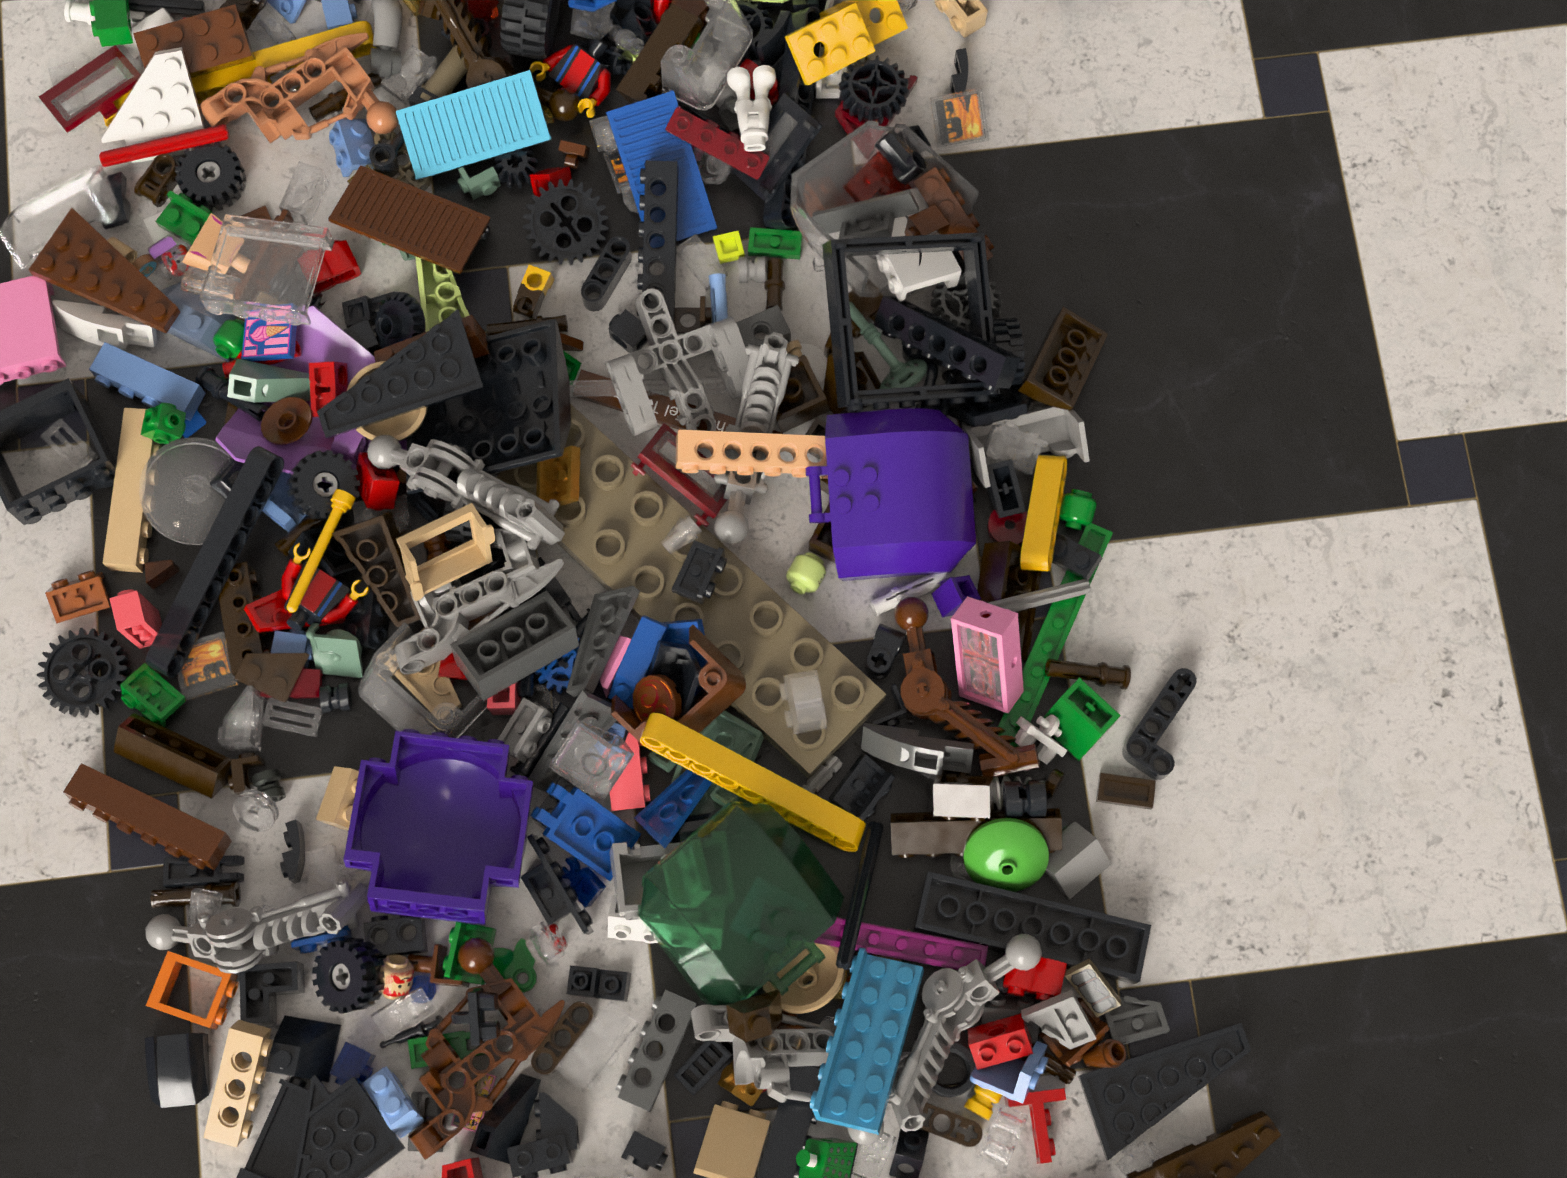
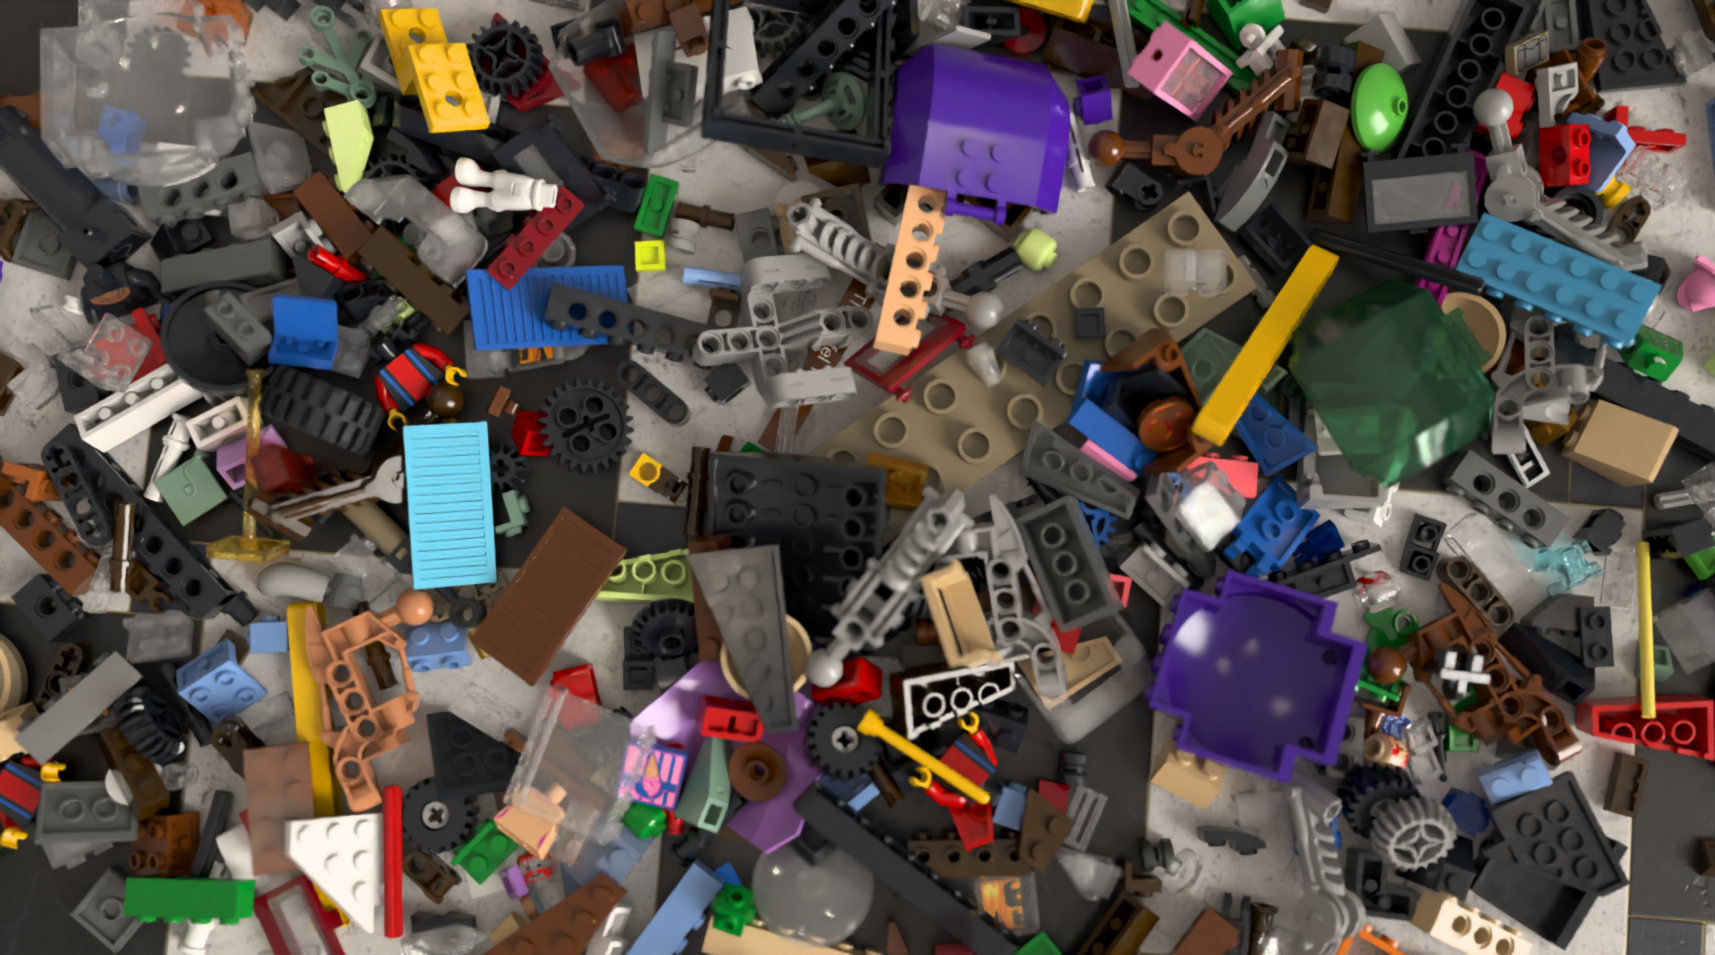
camera: 75 degrees left, 10 degrees up
(259, 183) = (467, 759): none -> black plate
(322, 1006) = (1413, 833): none -> light grey gear
(336, 652) = (1026, 759): sand green hat -> none
(604, 1128) = (1569, 565): none -> clear light blue animal
(738, 620) = (1089, 324): none -> black tile
(755, 1016) = (1521, 387): dark brown slope -> none
(771, 532) = (987, 274): none -> black piece
(930, 903) = (1419, 191): none -> piece

